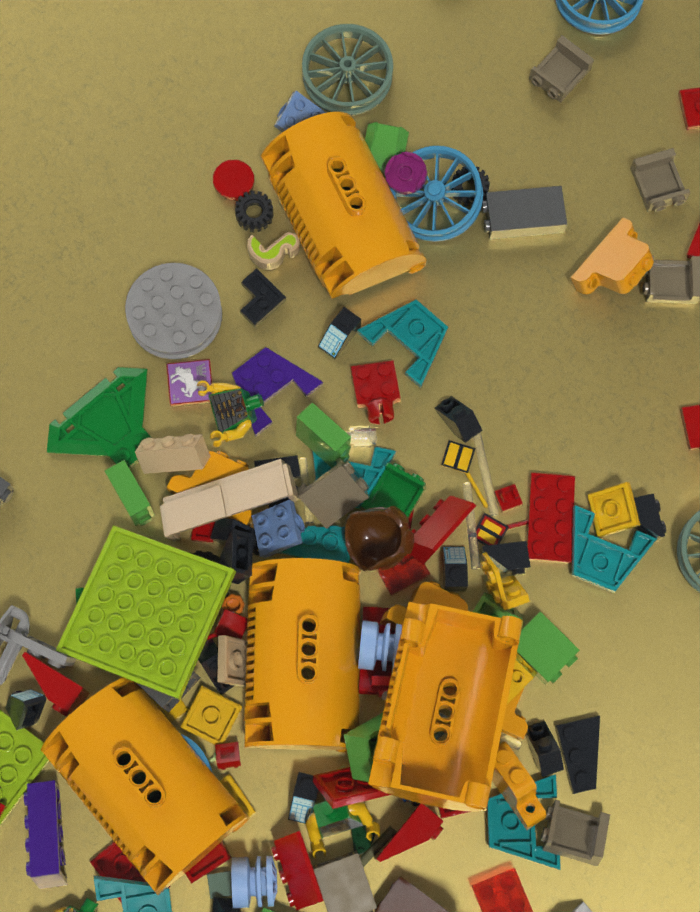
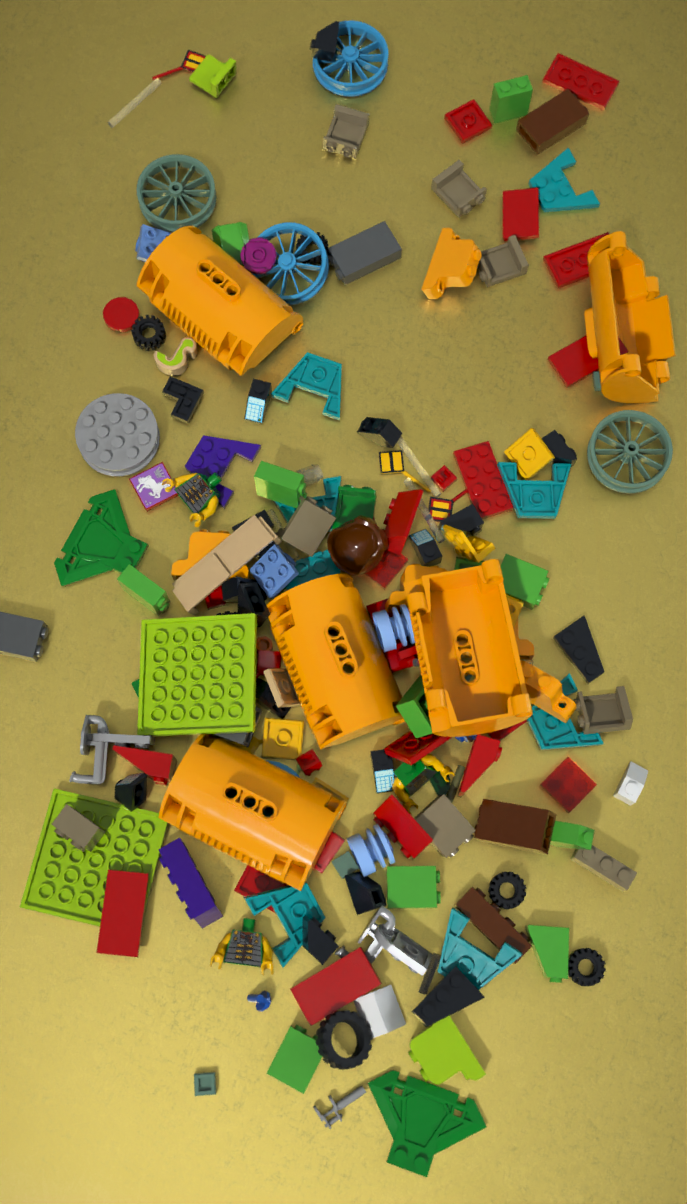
camera: 20 degrees left, 0 degrees up
(172, 454) = (165, 545): tan brick -> none
(376, 389) = (305, 434): red plate -> none
(544, 749) = (553, 657): black slope -> none

